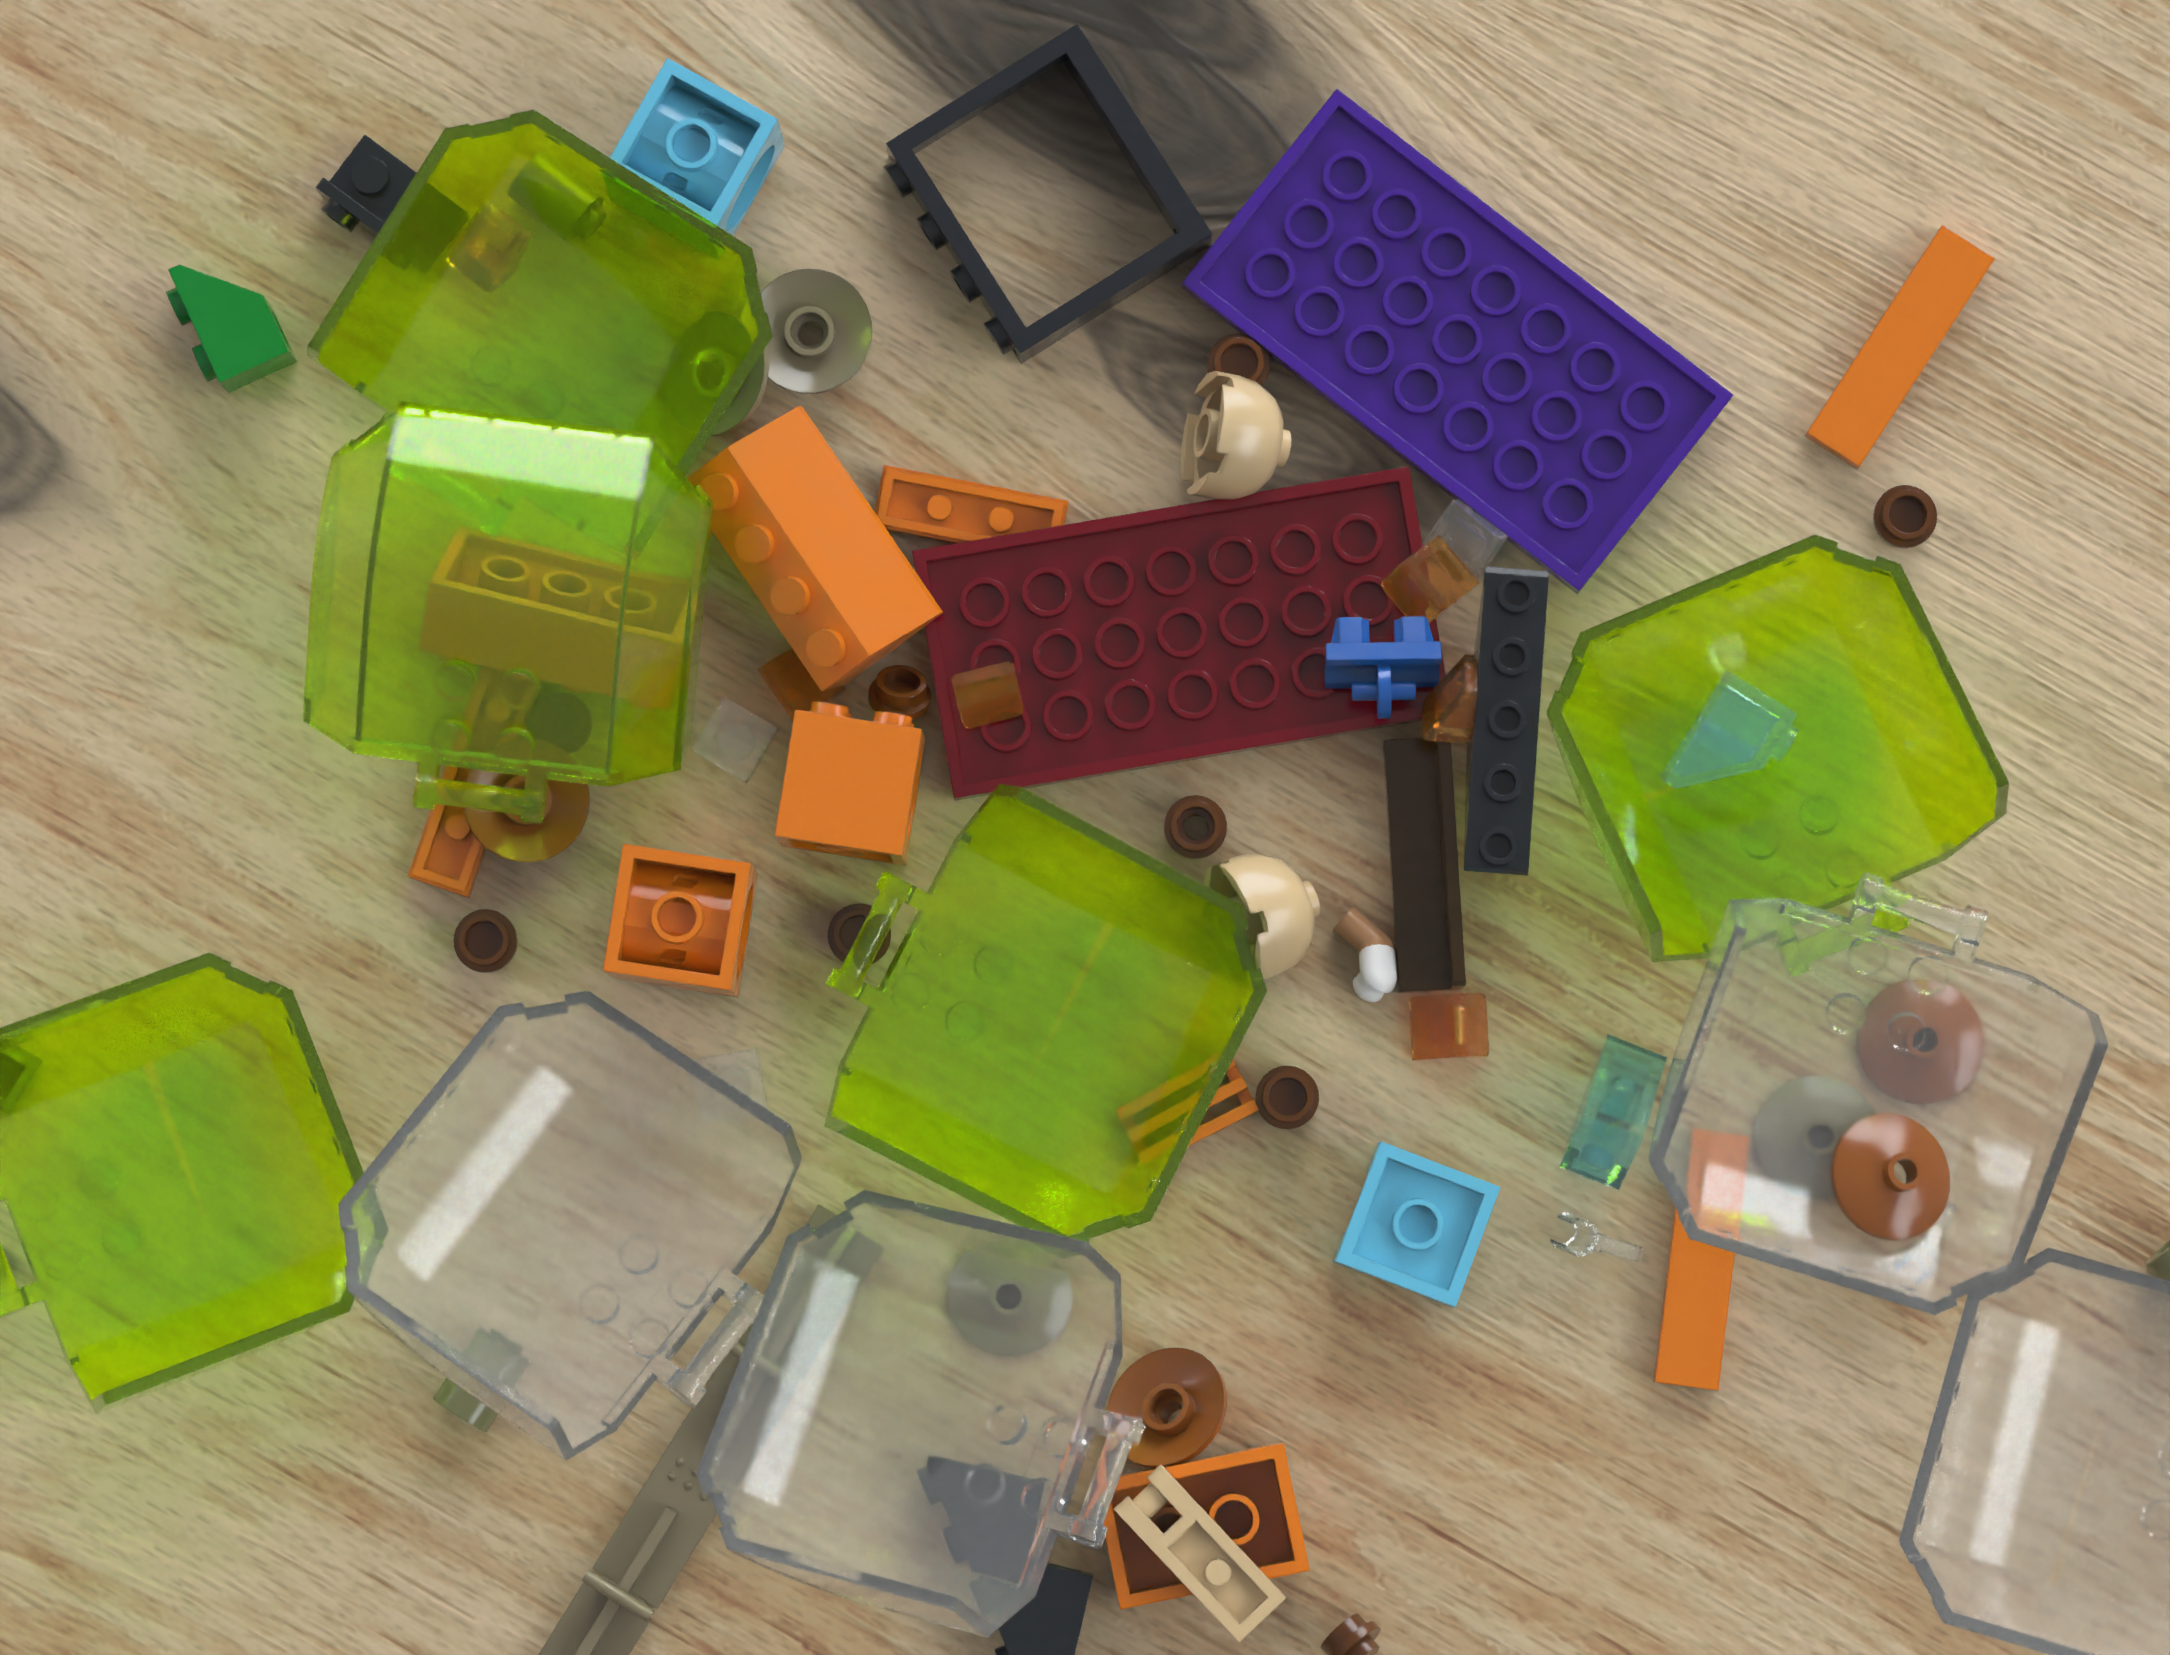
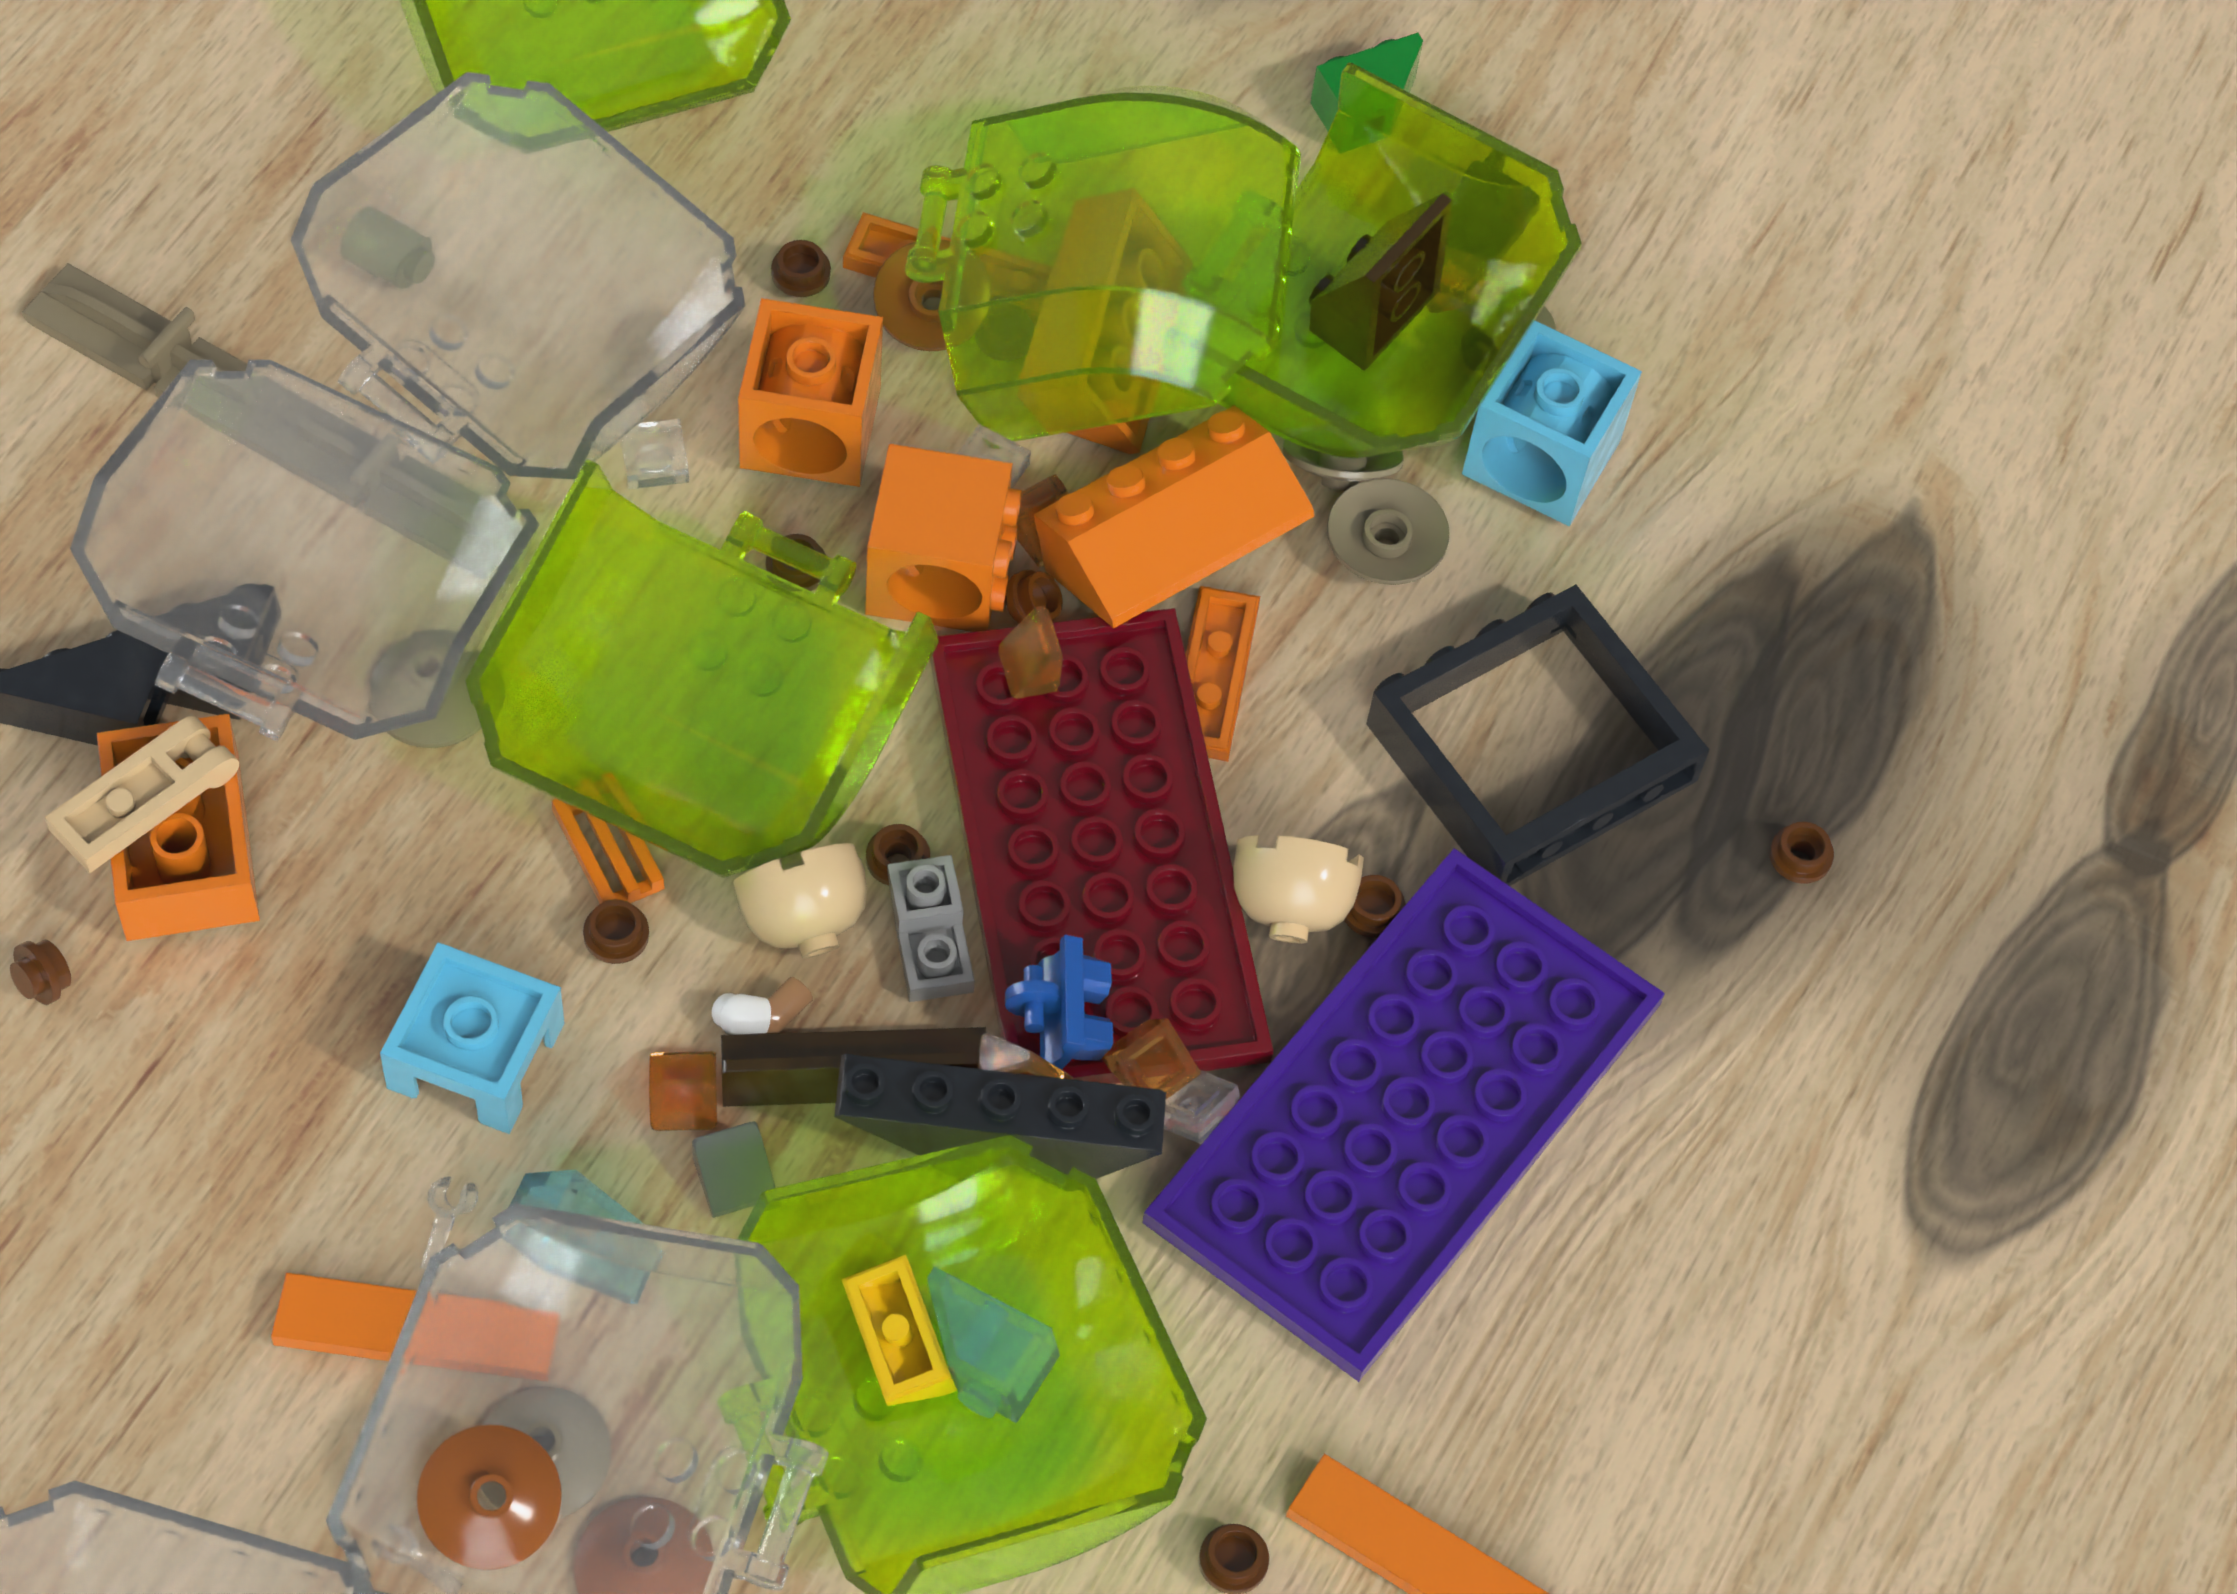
camera: 80 degrees right, 25 degrees down
(541, 325) = (1383, 283): none -> dark brown slope
(1158, 1387) = (302, 805): dark orange dish -> none
(1278, 793) = (930, 928): none -> light grey slope
(1538, 974) = (732, 1168): none -> dark grey slope
(1713, 816) = (898, 1333): none -> yellow slope

